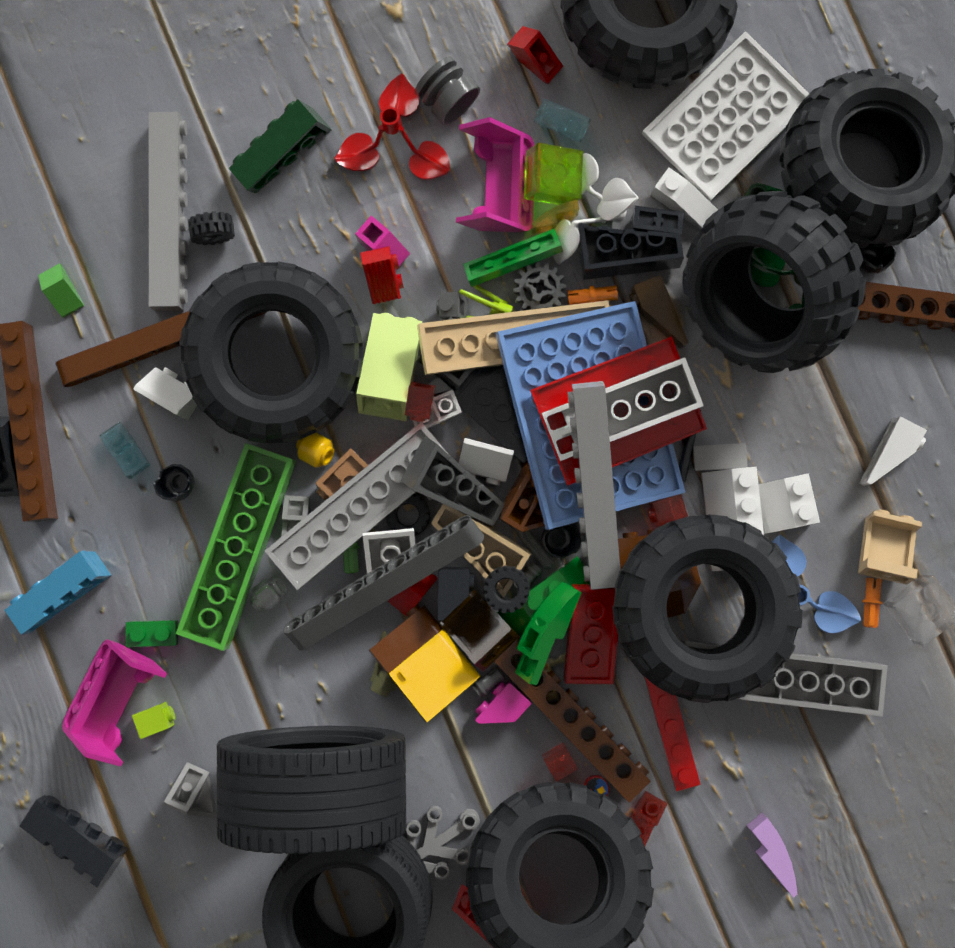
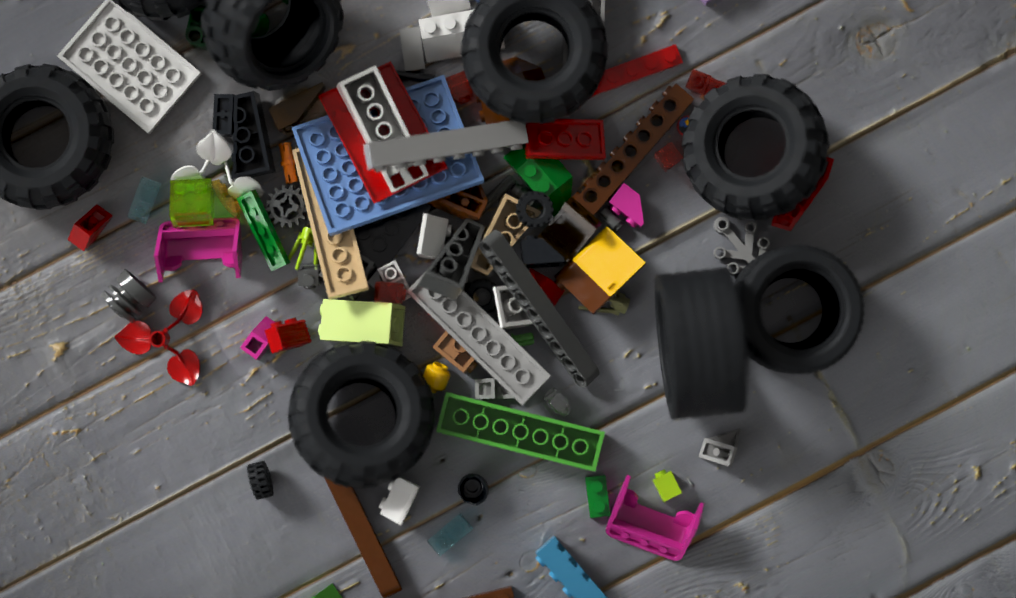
camera: 90 degrees left, 0 degrees up
(74, 838) = (765, 539): black wedge -> none
(167, 211) = (249, 520): light grey brick -> none
(278, 145) = (186, 432): dark green wedge -> none
(545, 626) = (562, 176): green slope -> none
(561, 541) = (492, 170): black hair -> none
(682, 196) = (202, 93): white slope -> none

